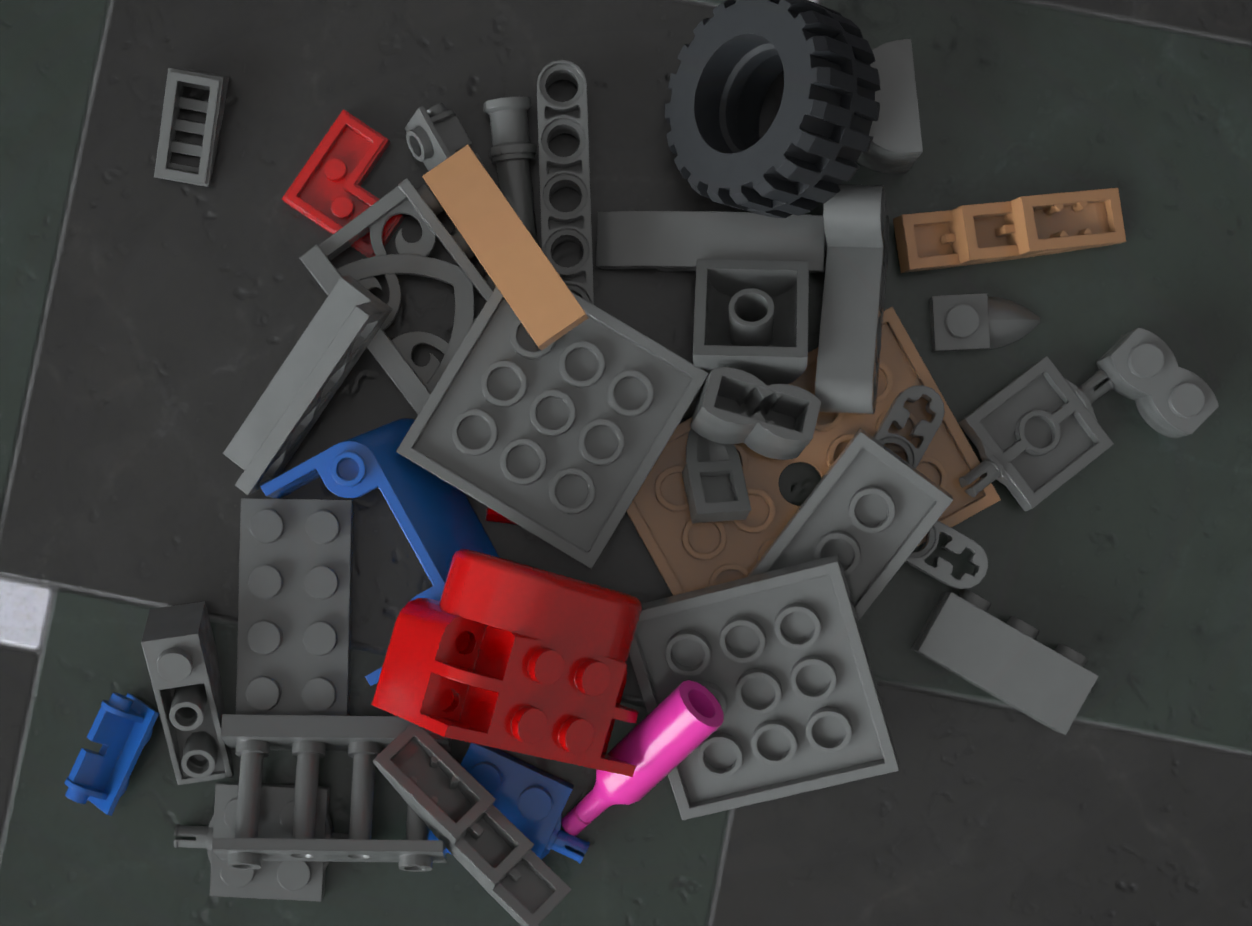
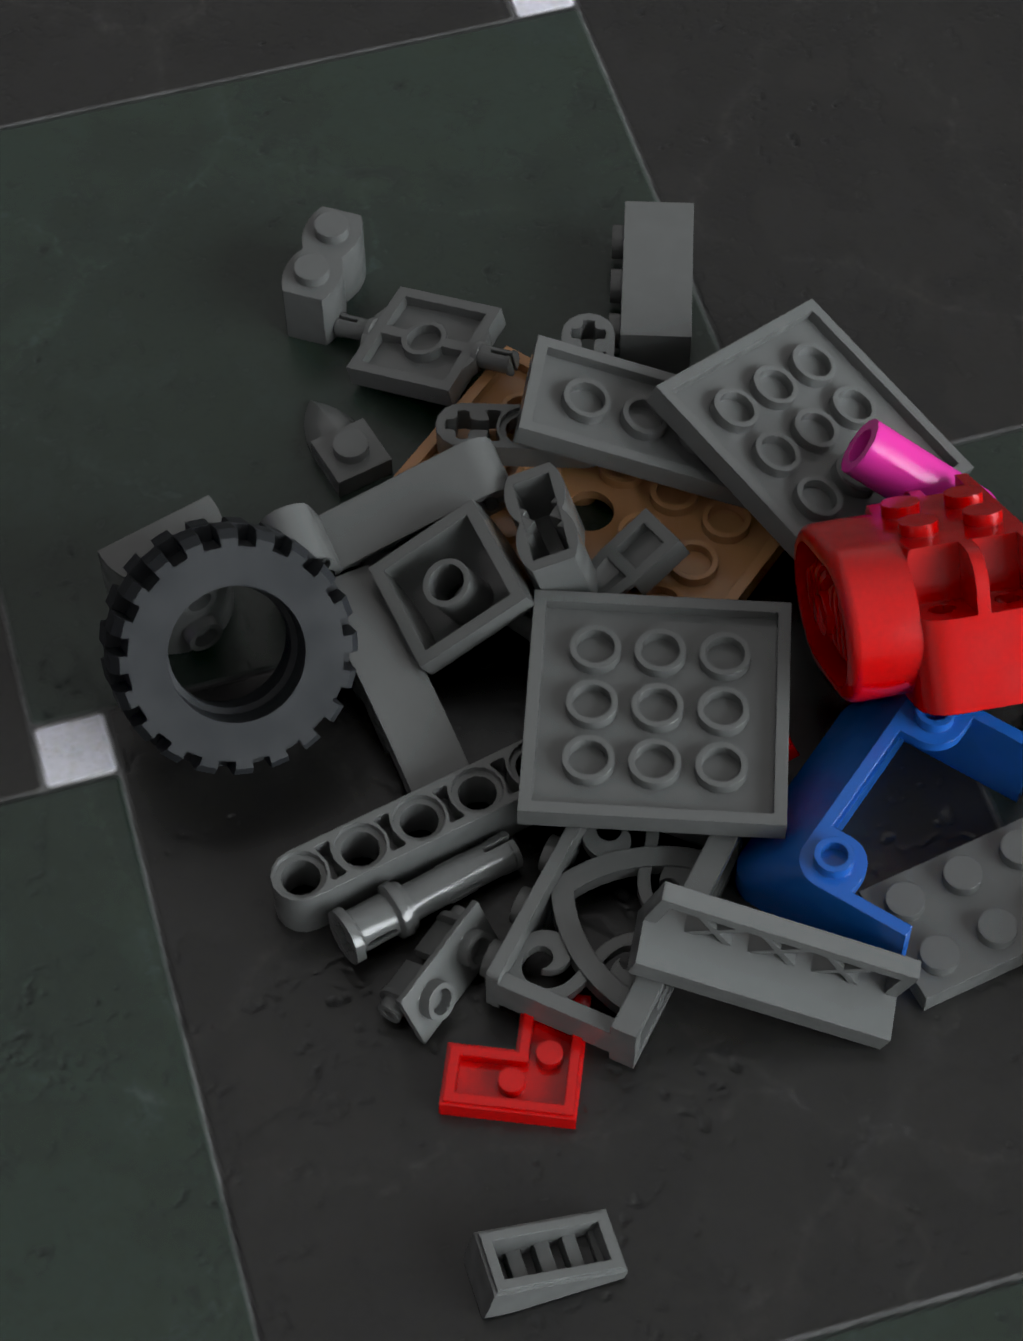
camera: 110 degrees left, 30 degrees down
(505, 248) = (510, 820): medium nougat slope -> none
(1009, 229) = (230, 443): medium nougat slope -> none

